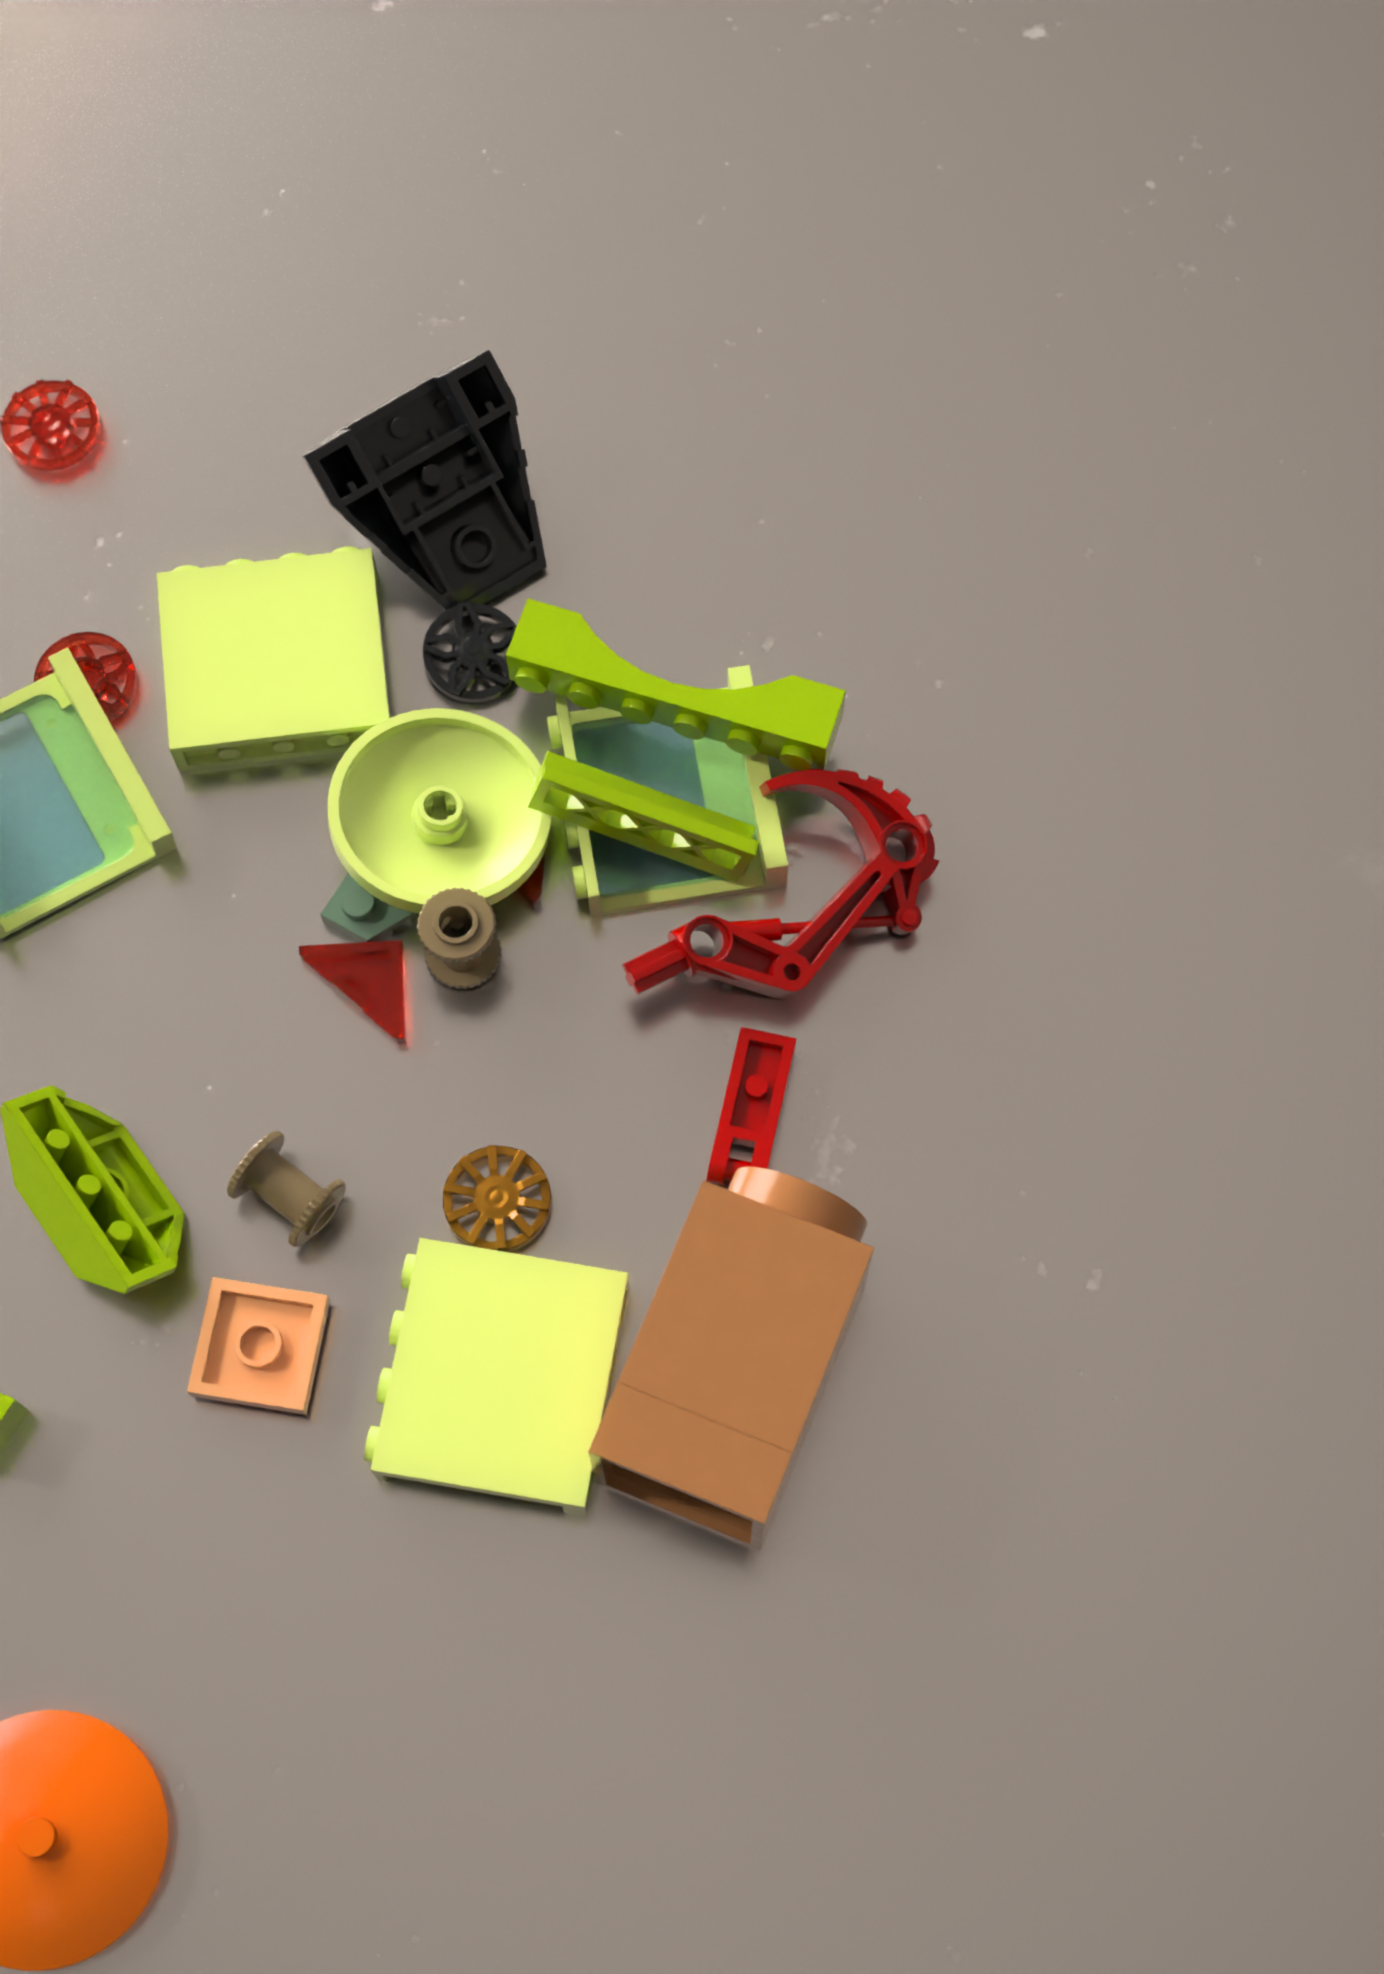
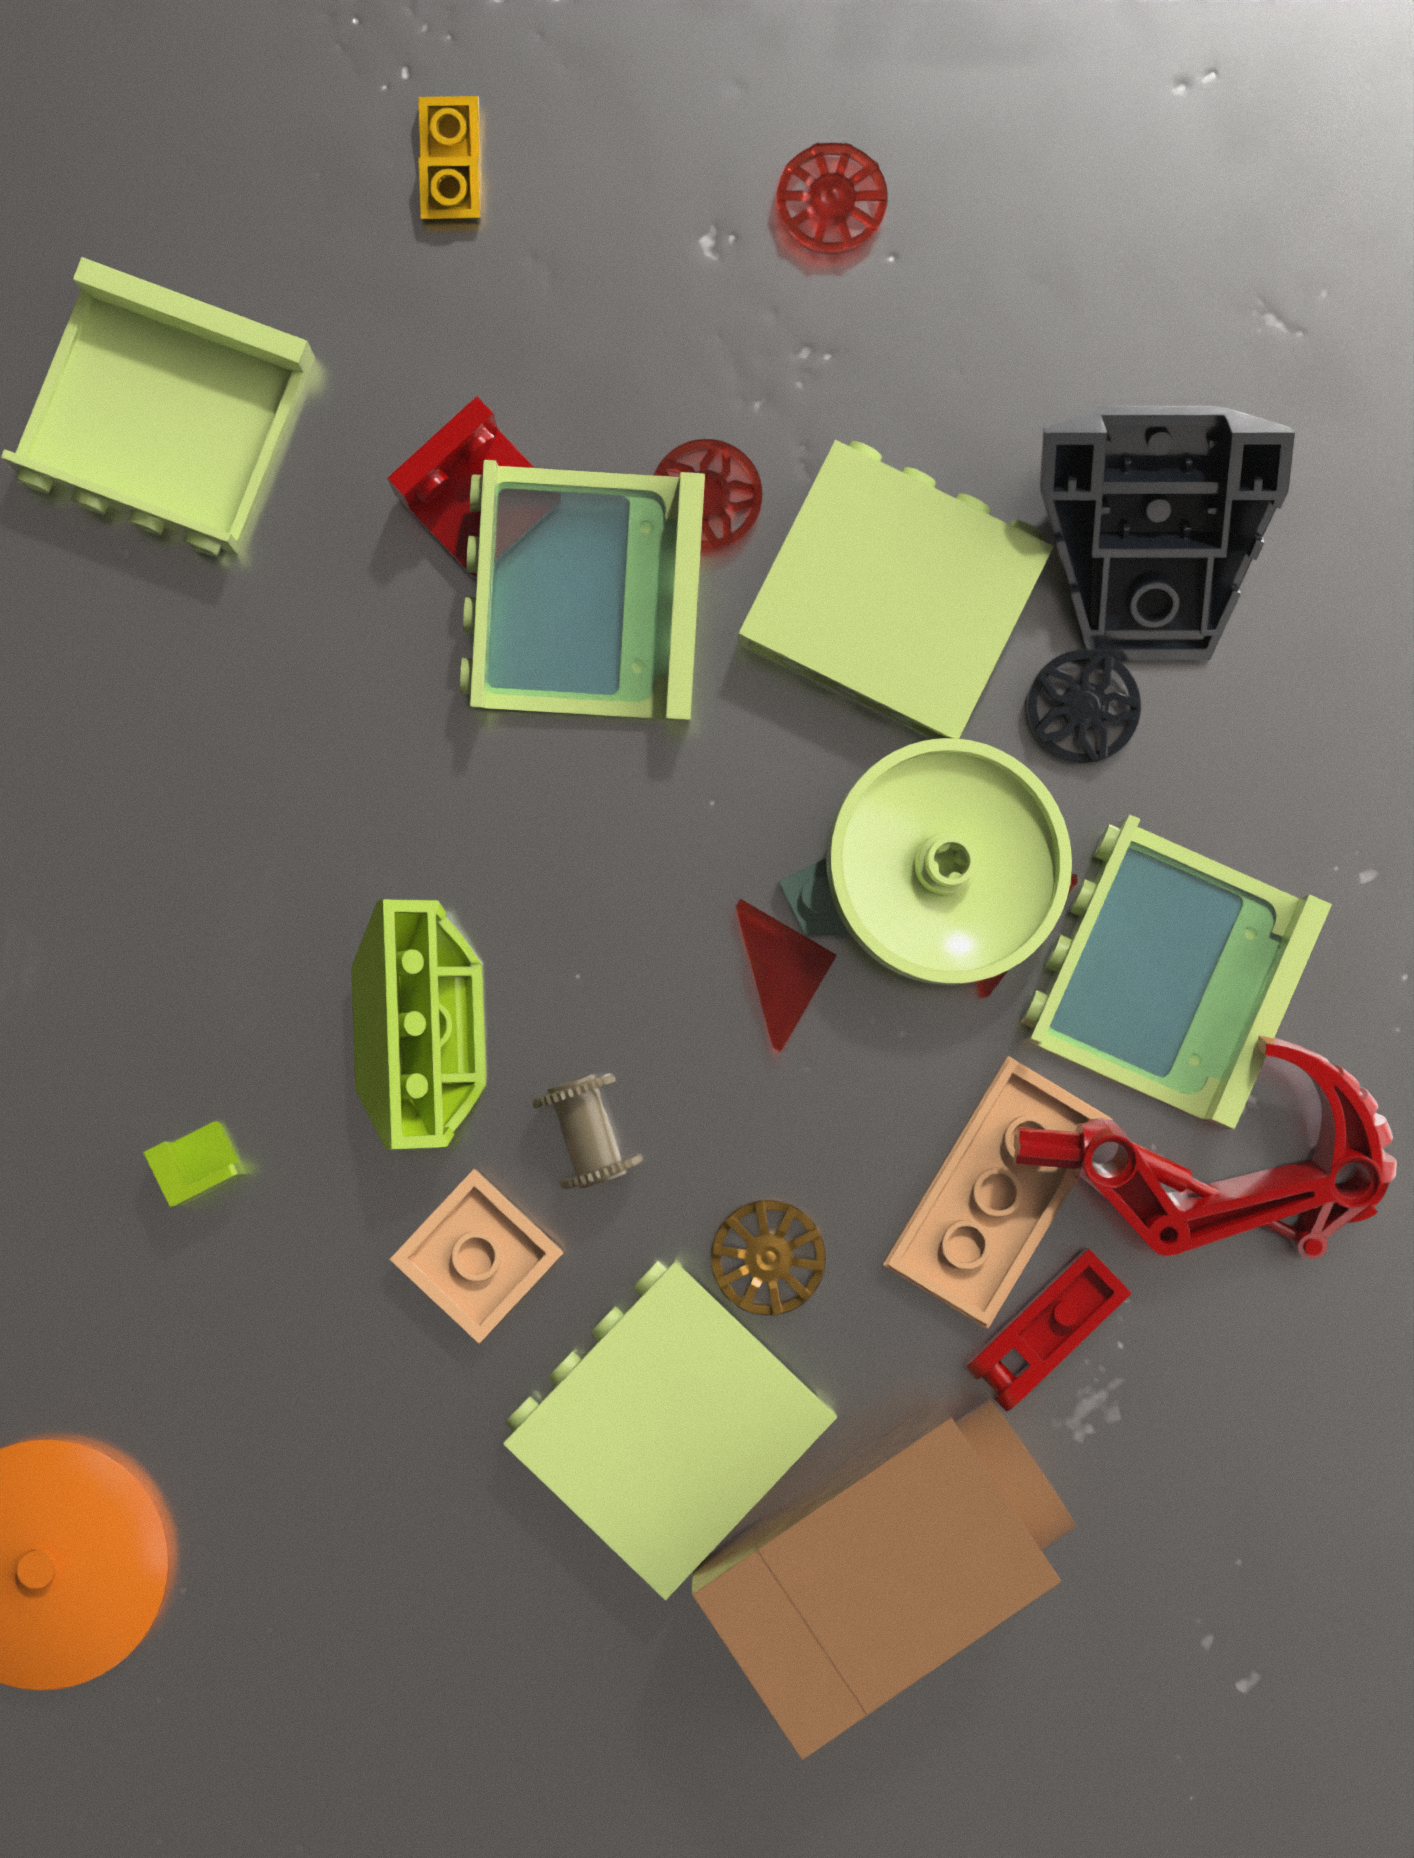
camera: 30 degrees right, 15 degrees up
(459, 938) = (899, 974): dark tan hose -> none
(641, 1048) = (981, 1207): none -> light nougat tile
(643, 817) = (1133, 992): lime fence -> none
(779, 719) = (1328, 993): lime arch -> none

